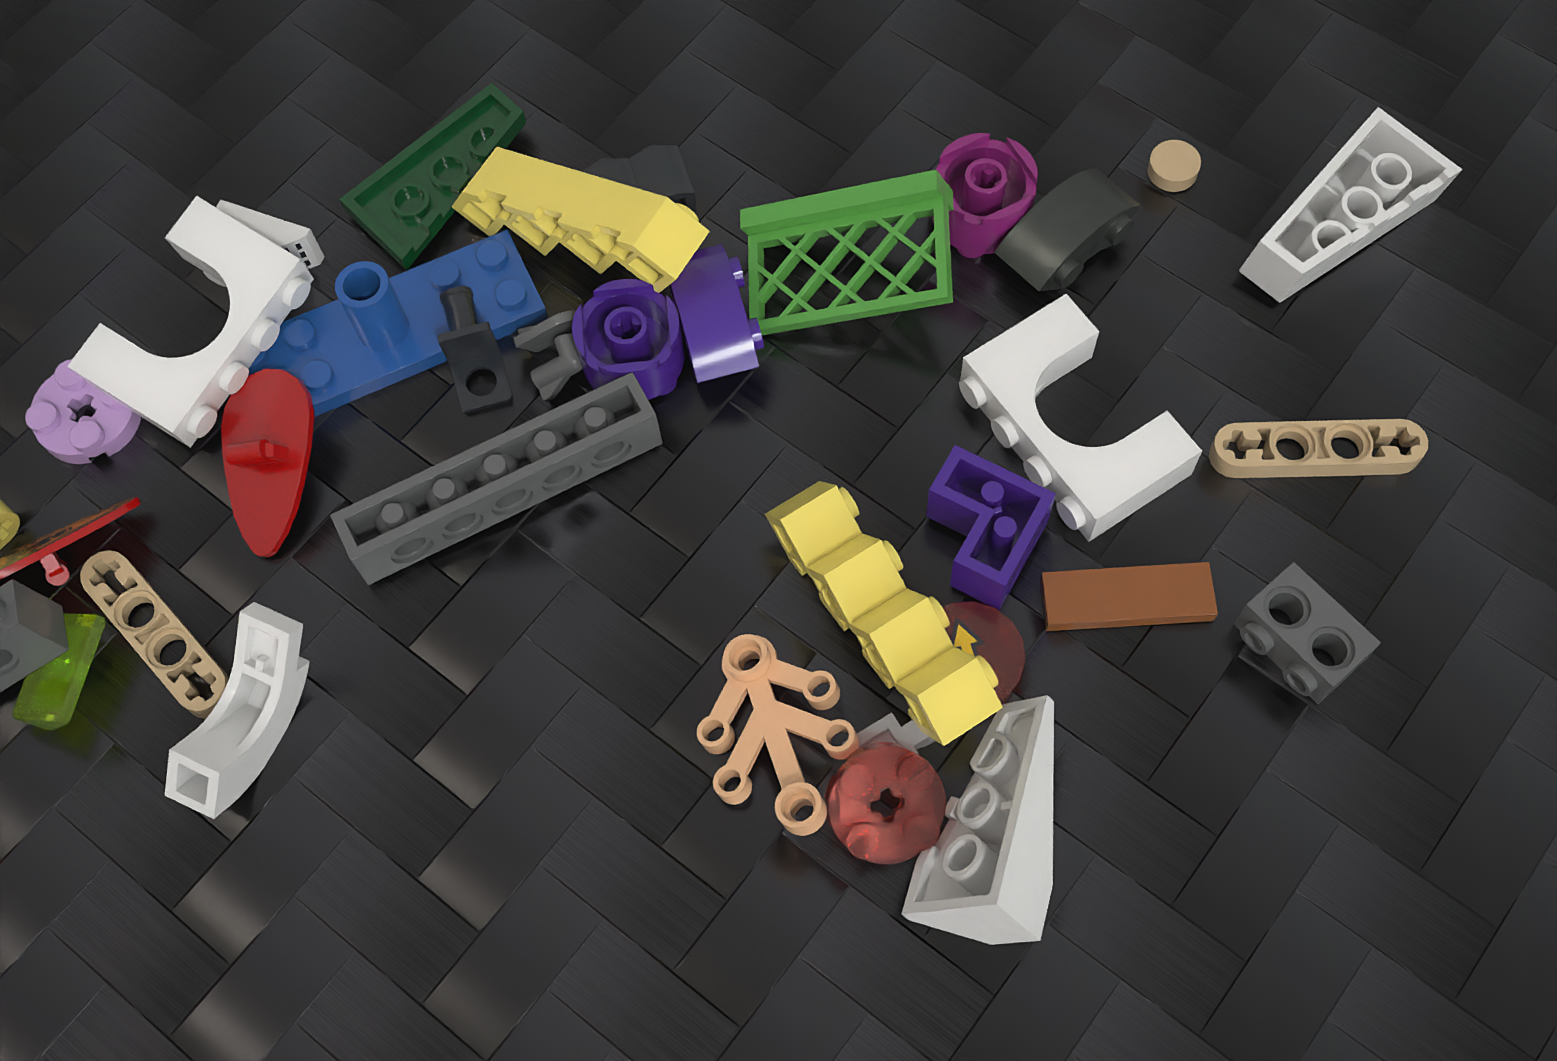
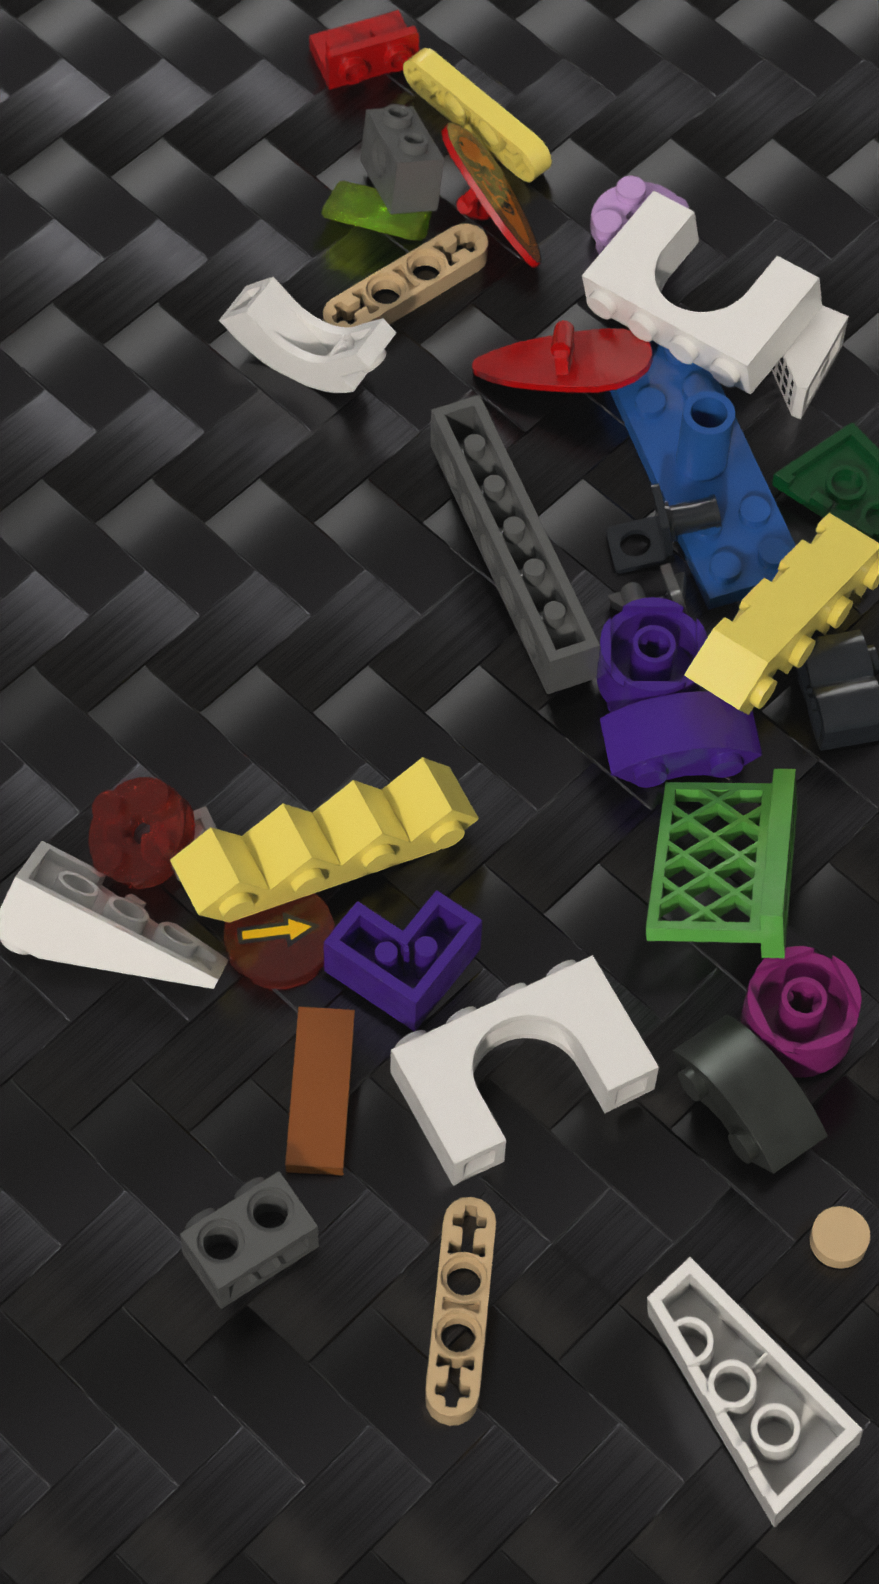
camera: 90 degrees right, 5 degrees down
(770, 725) = (292, 744): light nougat plant -> none

